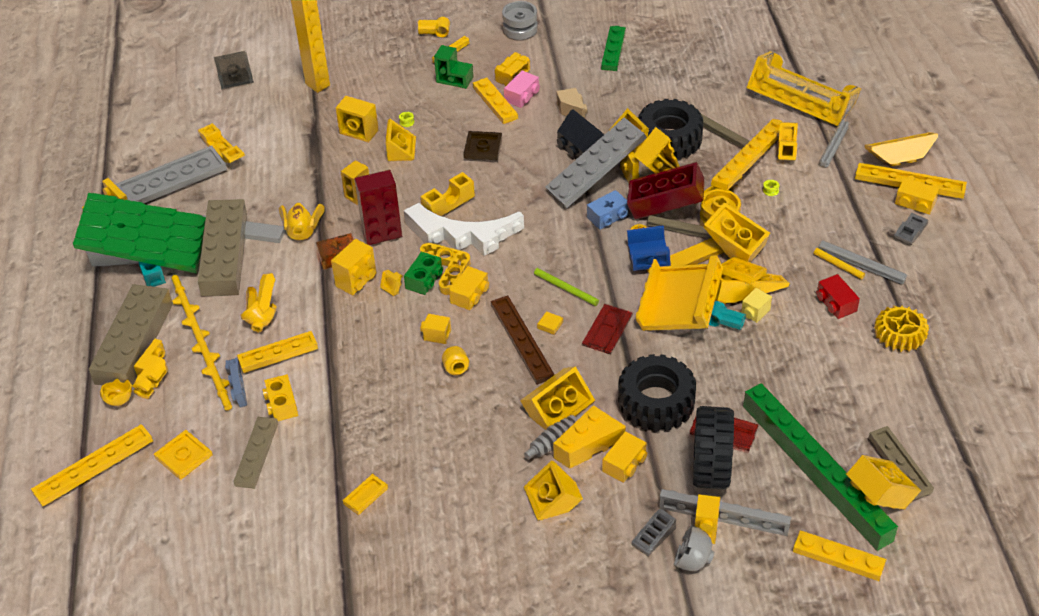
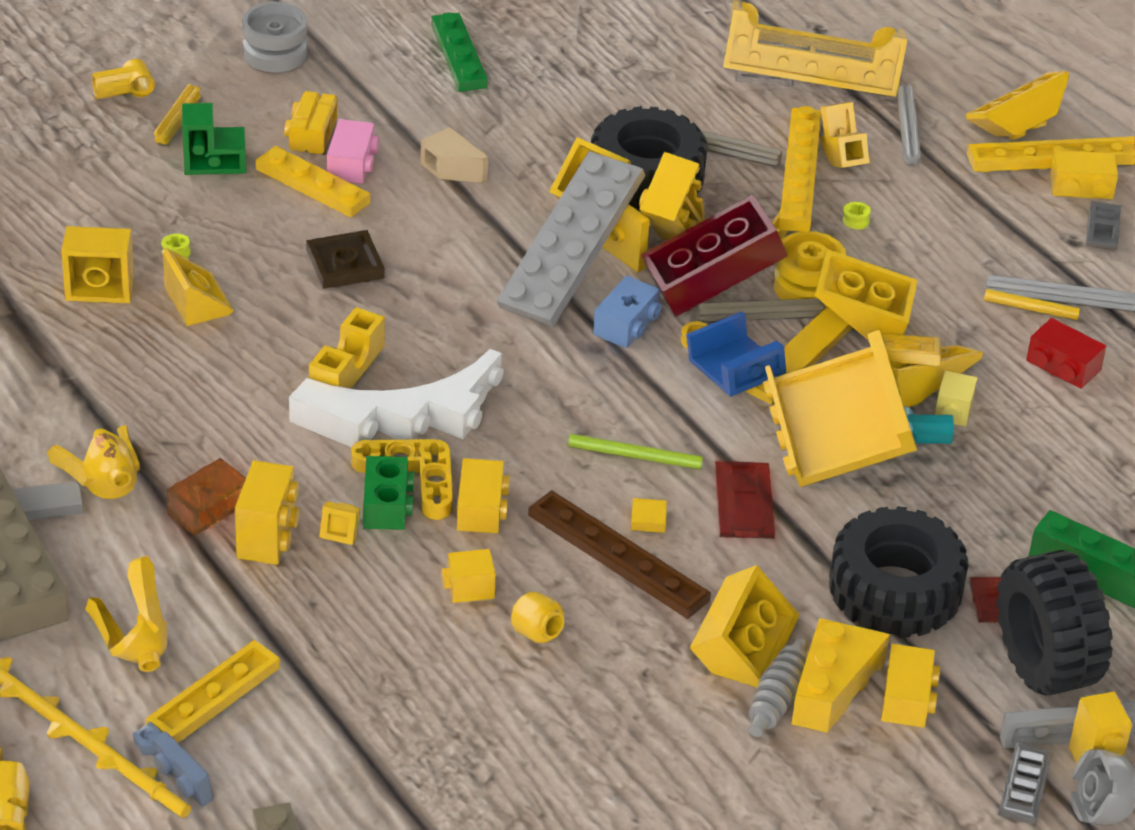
camera: 30 degrees left, 5 degrees down
(281, 398) = (275, 765): yellow brick -> none
(348, 174) = (171, 371): yellow brick -> none
(378, 207) = (259, 397): dark red brick -> none
(552, 492) = (832, 773): yellow slope -> none
(577, 134) = (509, 204): black slope -> none

